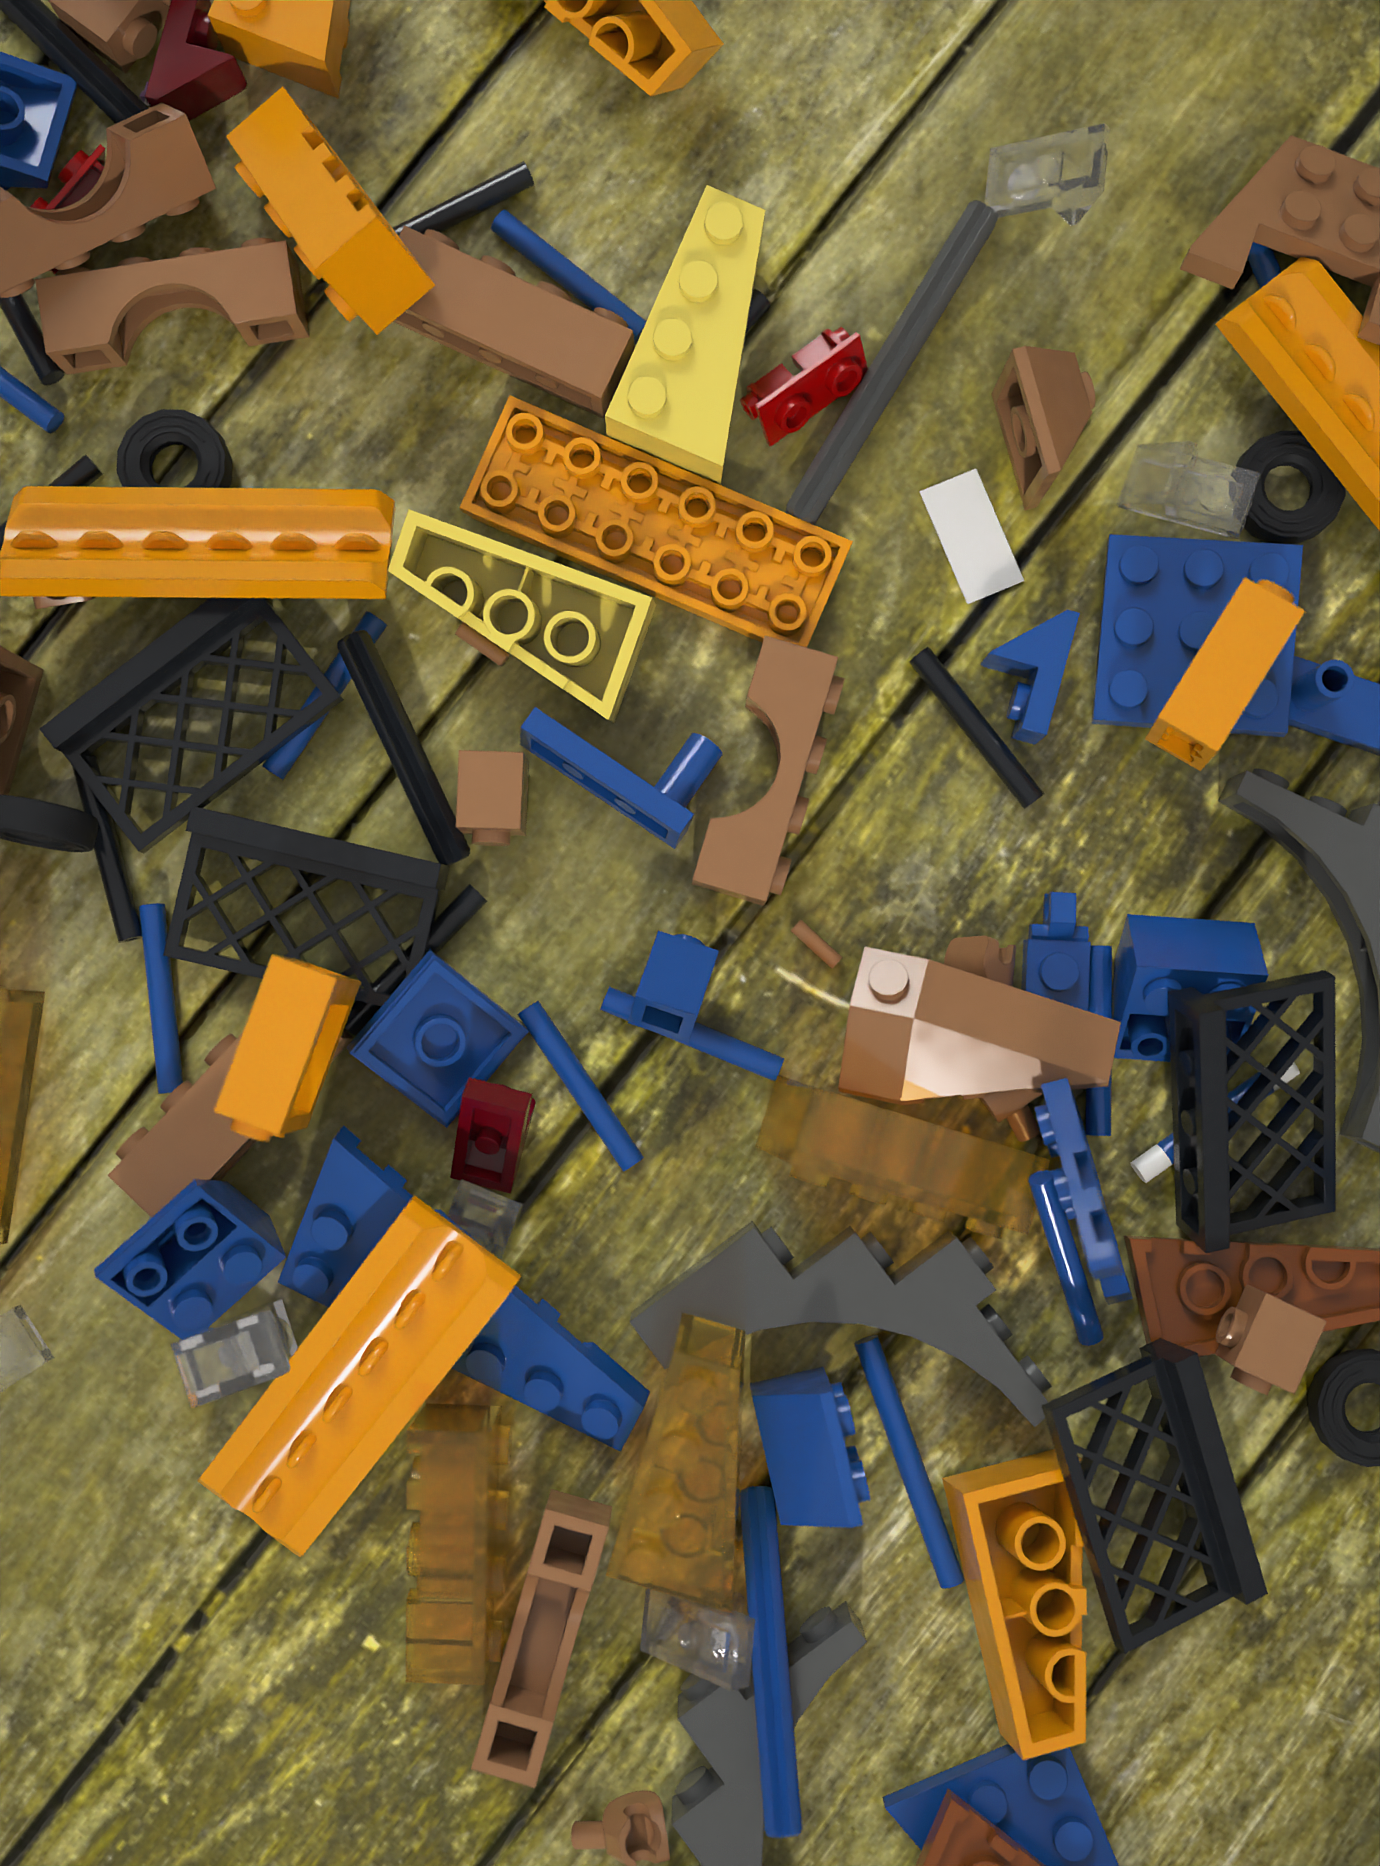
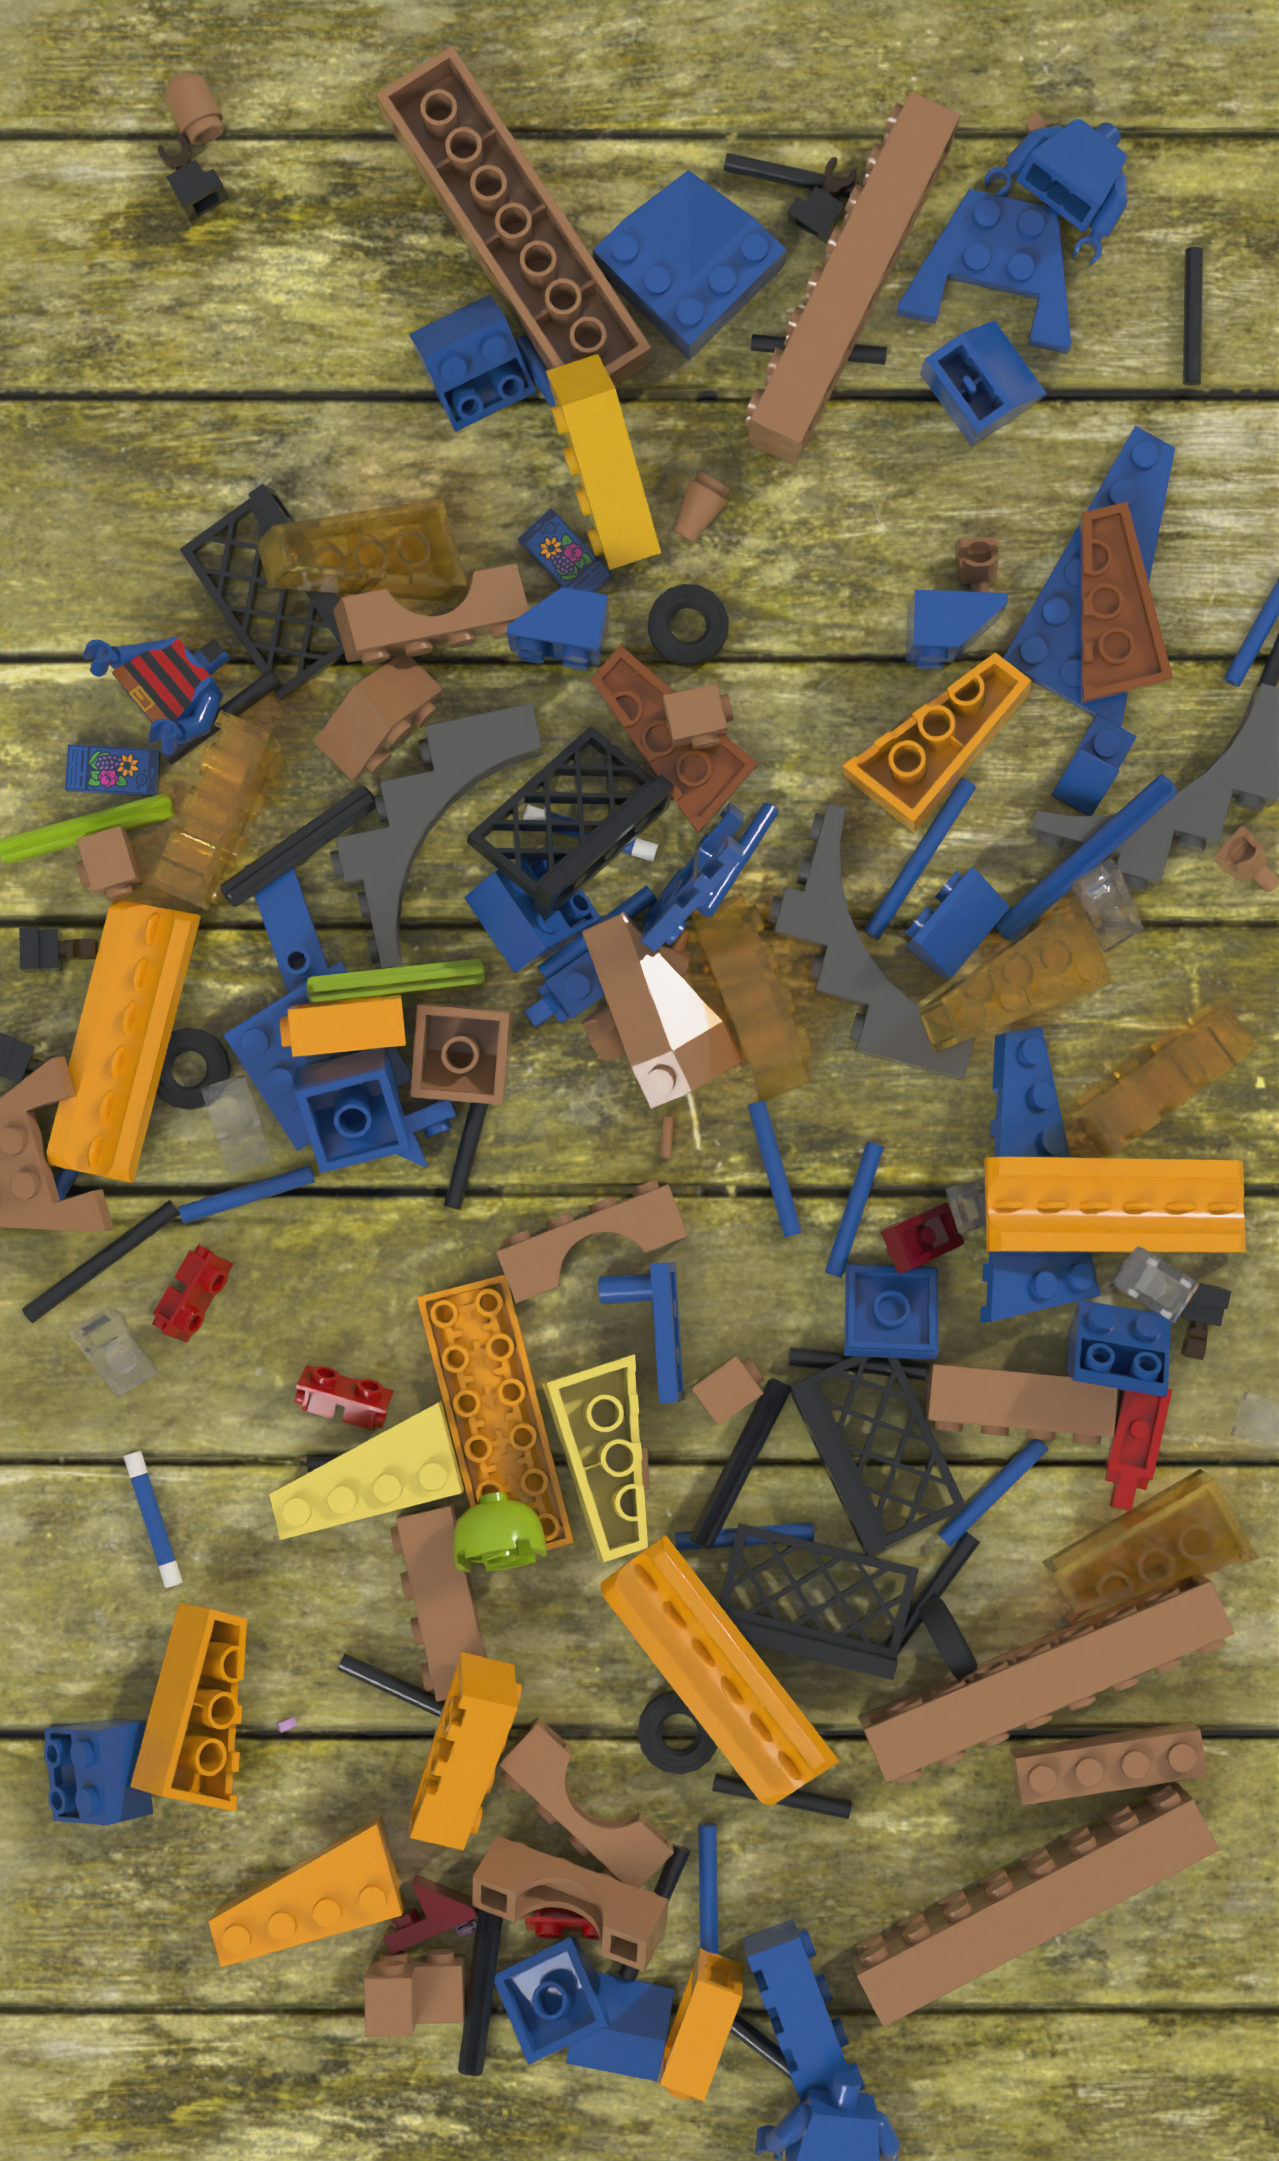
camera: 125 degrees left, 0 degrees up
(76, 1185) = (1135, 1445): none -> red hinge
(165, 1388) = (1203, 1308): none -> black piece
(286, 1048) = (960, 1385): light orange window -> none
(507, 68) = (286, 1724): none -> lavender piece
(530, 420) = (497, 1534): none -> lime cylinder
(542, 1638) = (1175, 991): medium nougat arch -> none
(563, 270) = (384, 1589): blue bar -> none
(673, 985) = (756, 1200): blue brick -> none
(831, 91) = (153, 1519): none -> blue bar
(864, 1740) = (1093, 766): none -> blue slope
(892, 362) = (291, 1356): dark grey axle -> none
(971, 536) = (356, 1231): white sticker -> none
(1029, 286) = (183, 1312): none -> red hinge
(1041, 413) = (260, 1240): medium nougat slope -> none
(1085, 786) = (461, 1053): none -> medium nougat slope
(1102, 448) = (246, 1194): none -> blue piece
(1119, 615) = (351, 1109): none -> blue slope
(1148, 242) = (101, 1261): none -> black bar
(1157, 1718) = (948, 623): none -> blue slope
(1190, 1788) = (977, 562): none -> medium nougat piece
(1195, 1463) = (796, 704): black fence -> none
(1220, 777) = (395, 981): none -> lime axle

